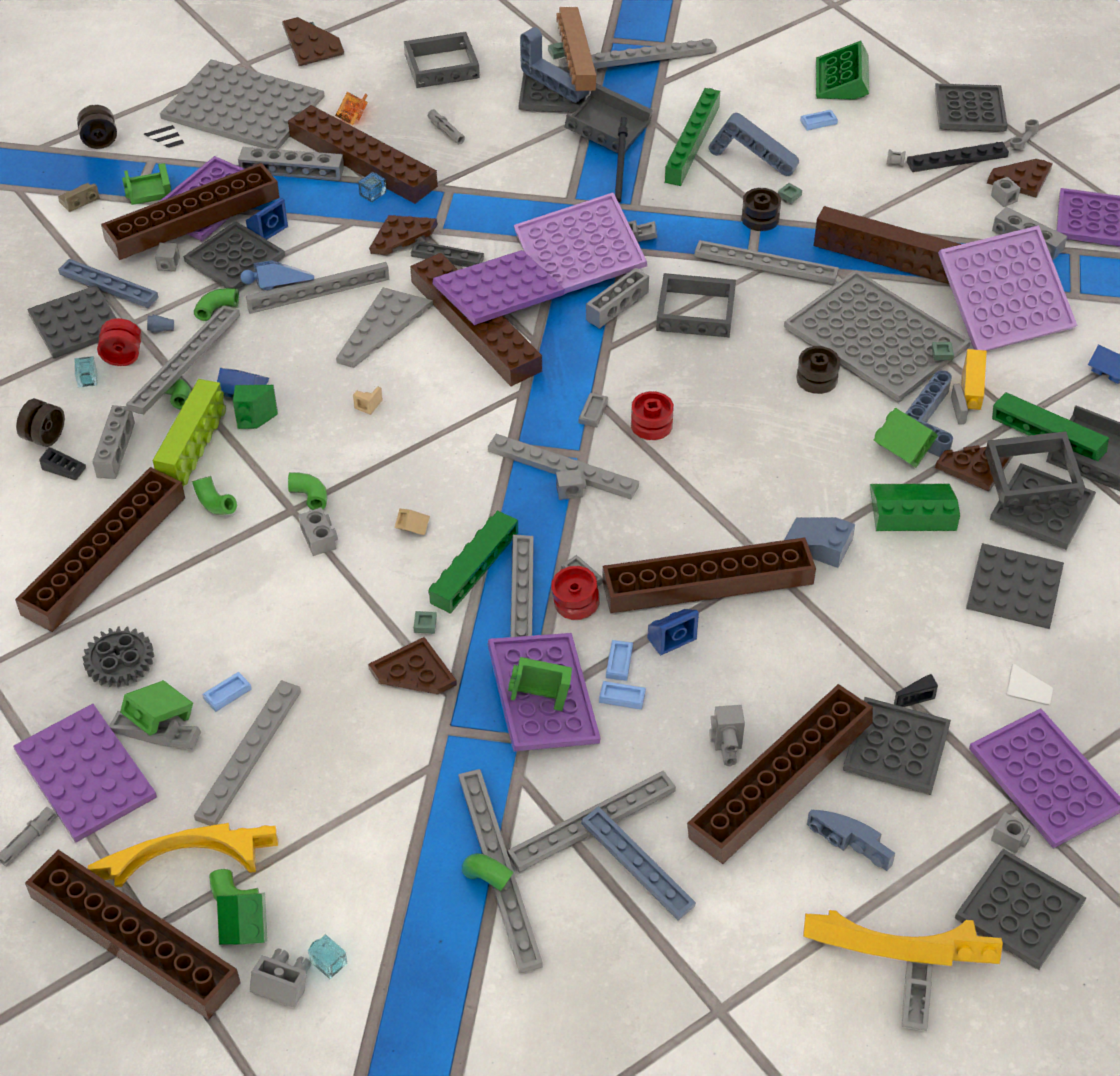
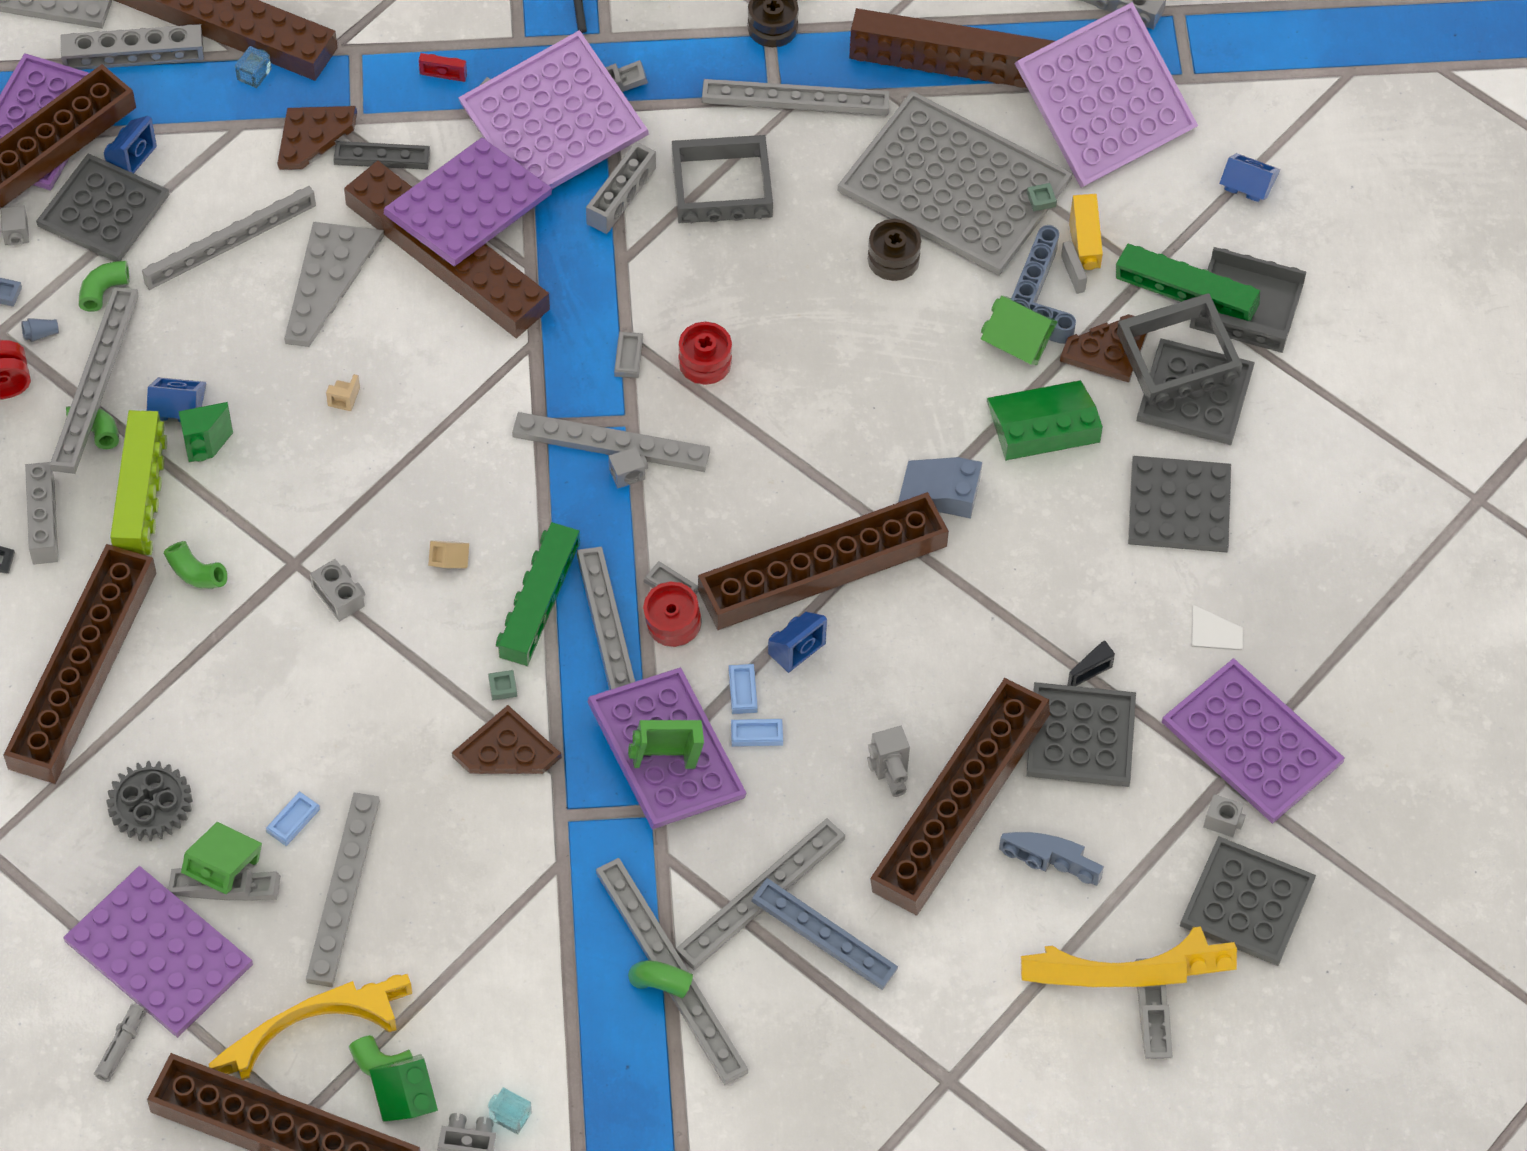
camera: 15 degrees left, 10 degrees up
(274, 273) = (169, 230): medium blue slope -> none
(309, 485) = (311, 529): bright green cylinder -> none
(508, 206) = (442, 67): none -> red plate

